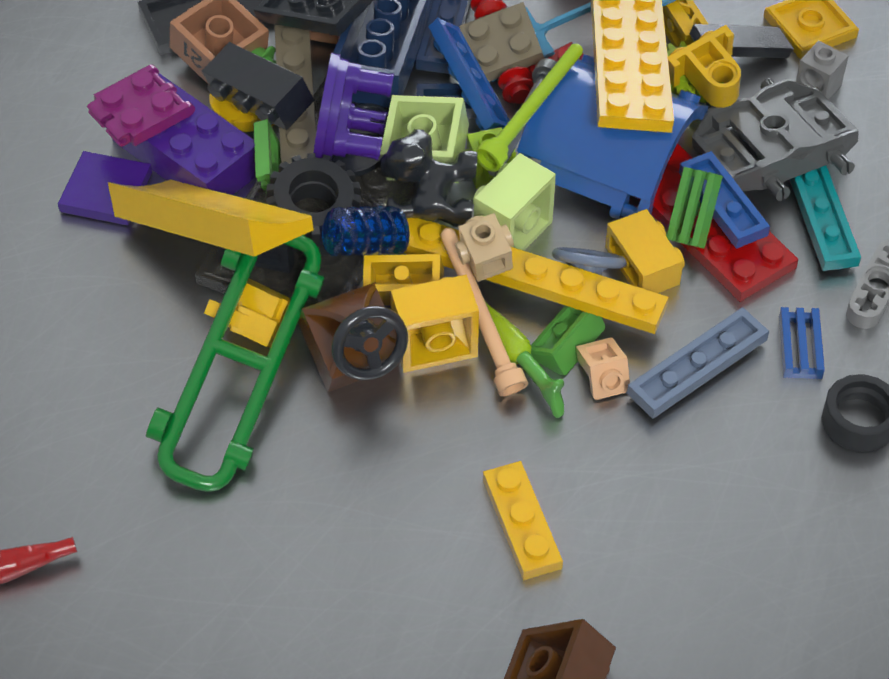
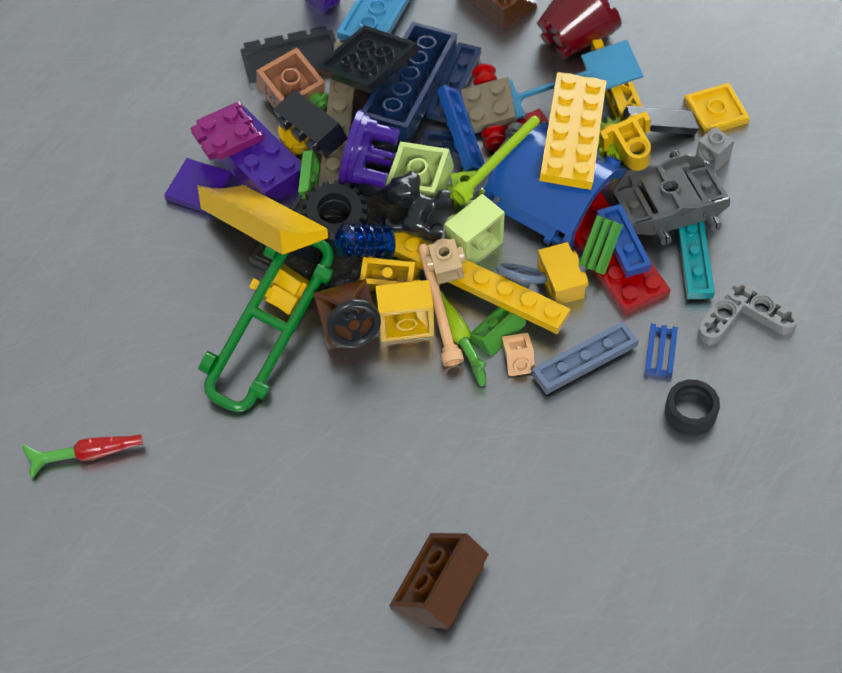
camera: 10 degrees right, 5 degrees up
(522, 520) = (443, 456): yellow plate -> none

